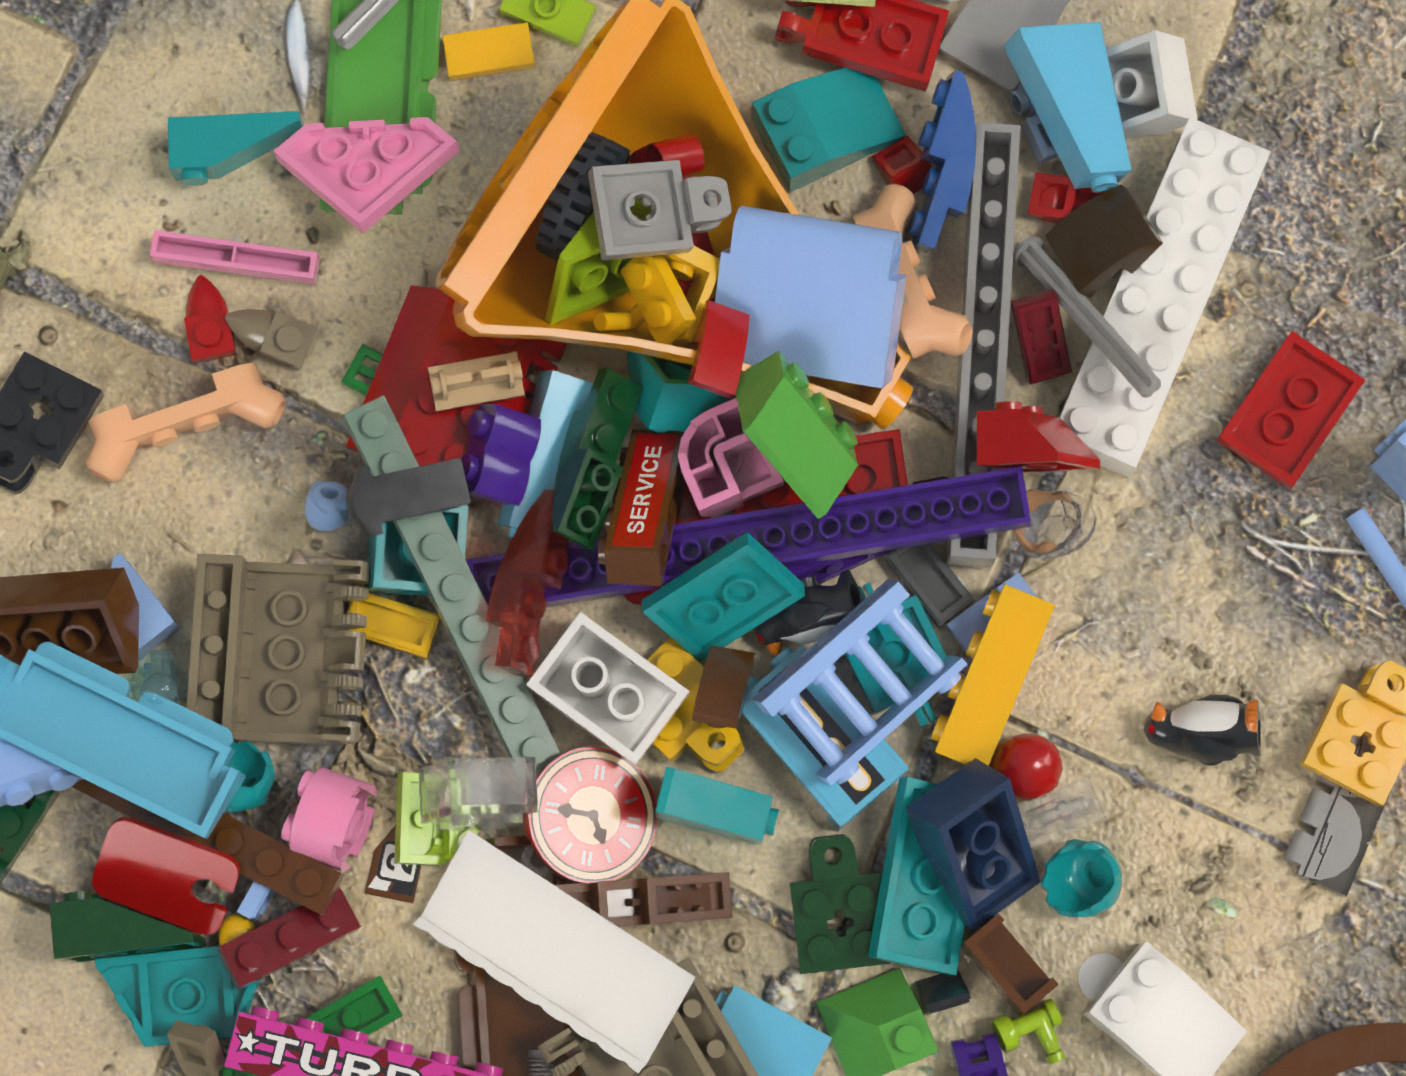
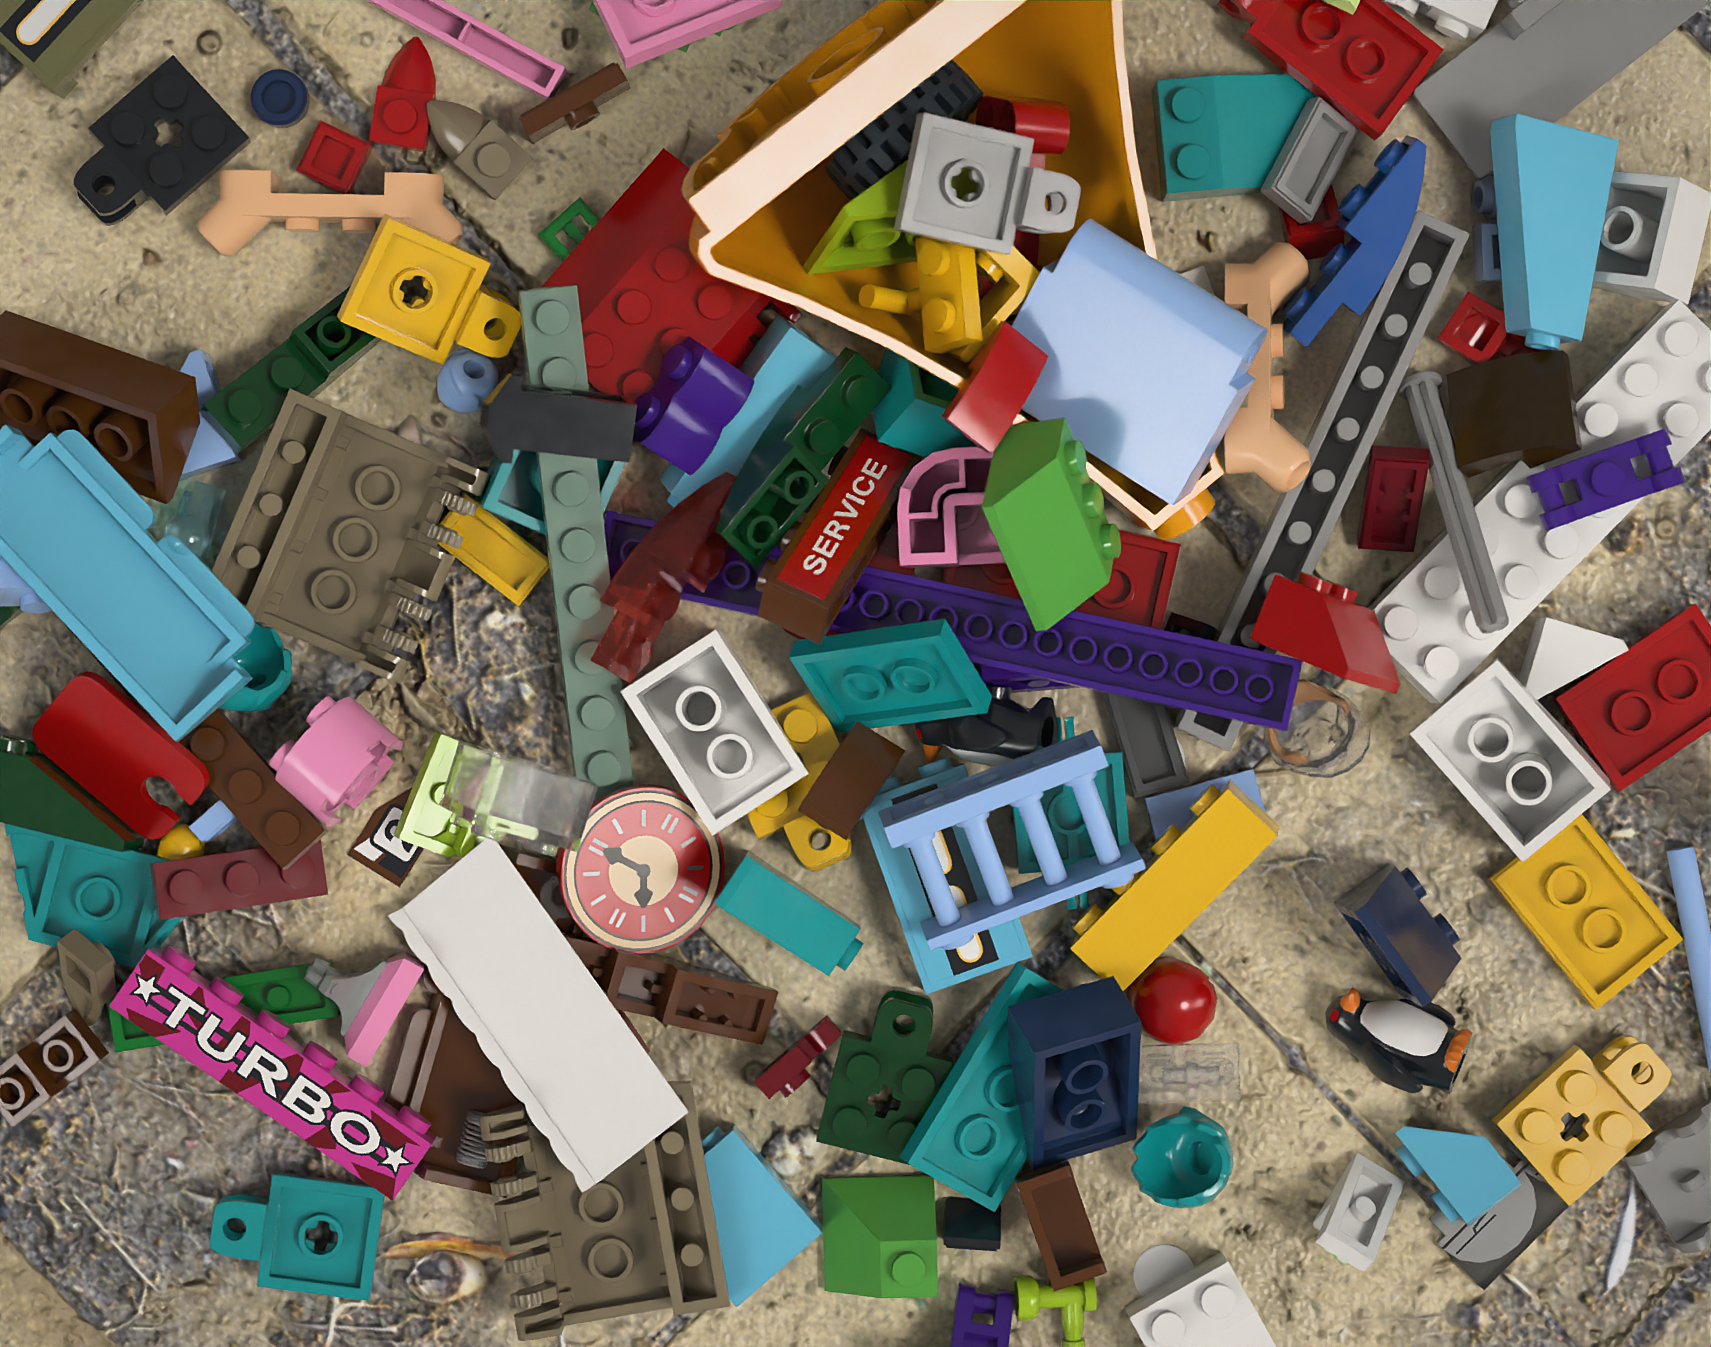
camera: 20 degrees right, 10 degrees up
(114, 355) = (280, 98): none -> dark blue tile
(169, 382) = (334, 158): none -> red tile
(205, 529) = (305, 362): none -> dark green slope
(296, 453) = (451, 310): none -> yellow plate
(334, 277) = (575, 104): none -> reddish brown plate
(419, 993) = (367, 999): none -> bright pink piece
(476, 381) = (694, 306): tan hinge -> none
(759, 927) = (788, 1069): none -> dark red plate
(884, 121) = (1309, 160): none -> light grey tile
(1174, 649) = (1401, 933): none -> dark blue slope
(1189, 259) = (1605, 479): none -> dark purple plate
(1203, 488) = (1511, 760): none -> white slope
(1209, 402) = (1562, 654): none -> white slope
(1229, 870) = (1358, 1212): none -> white slope
(1293, 806) = (1462, 1166): none -> medium azure slope
(1304, 584) = (1586, 911): none -> yellow tile

